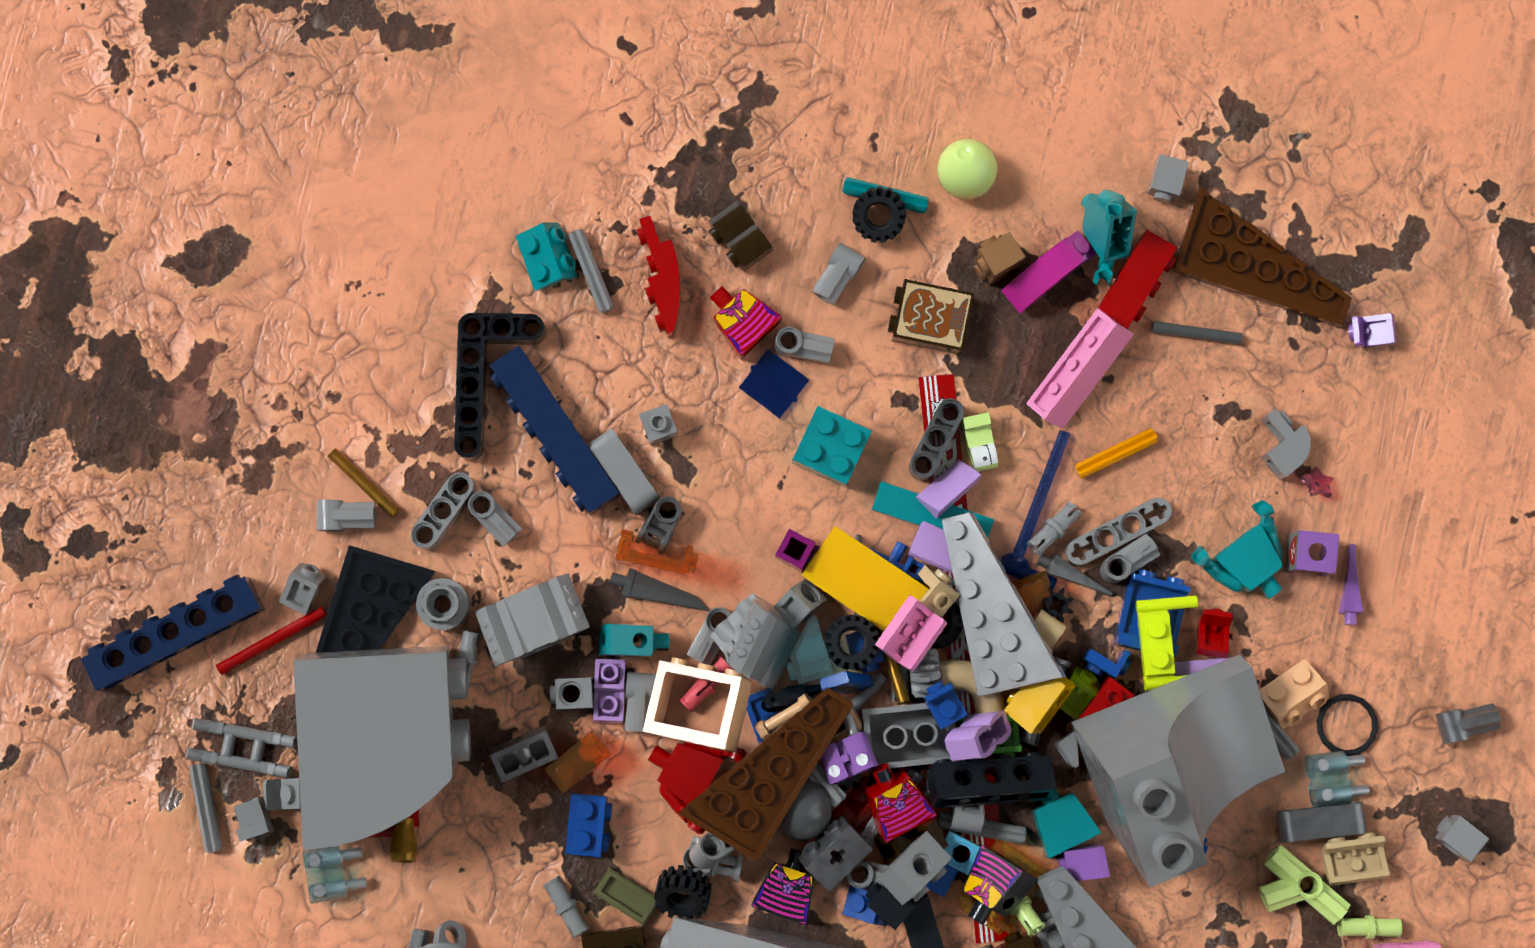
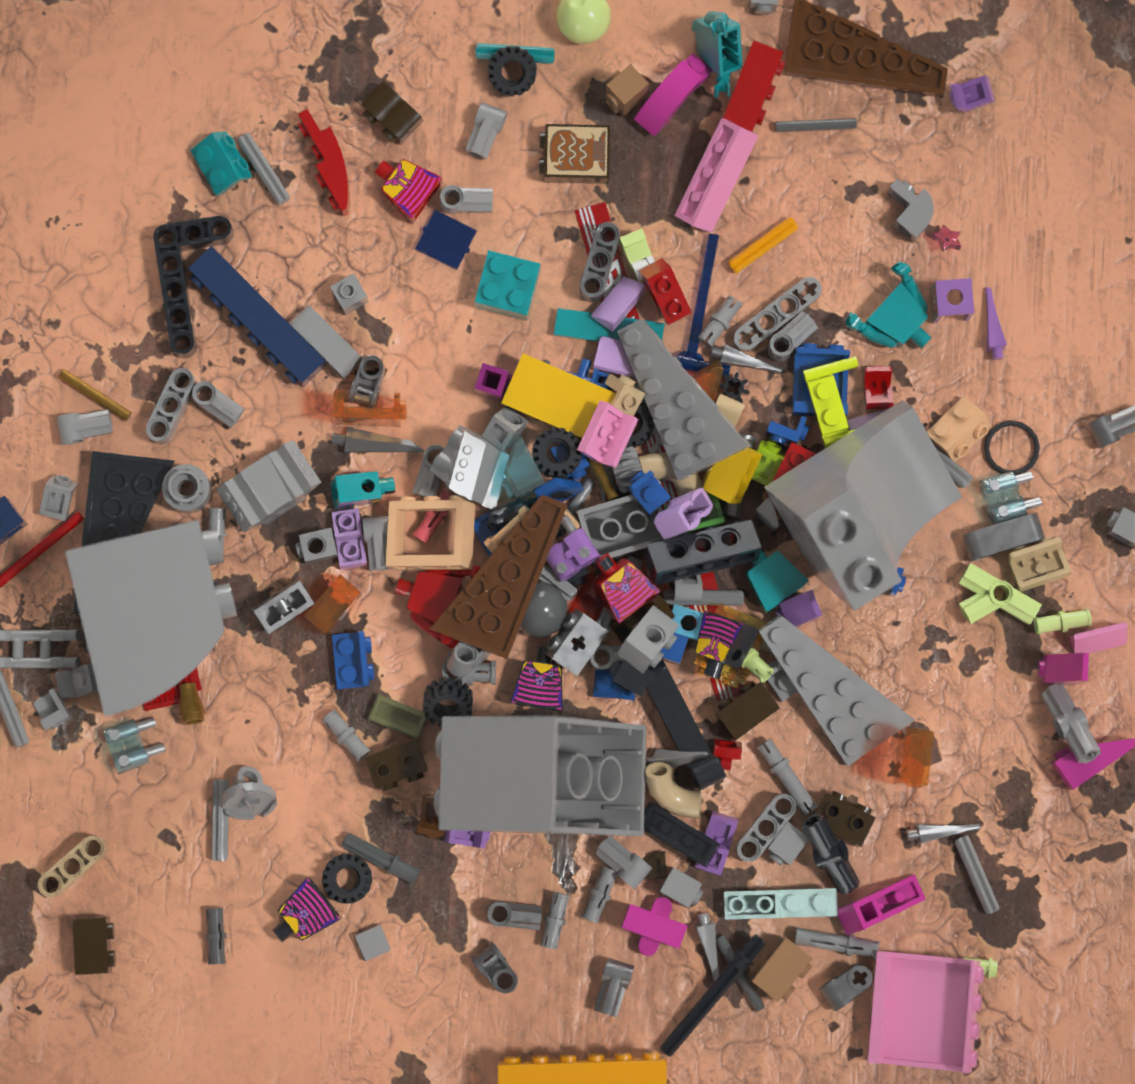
camera: 10 degrees left, 0 degrees up
(1001, 485) = (665, 291): none -> red brick

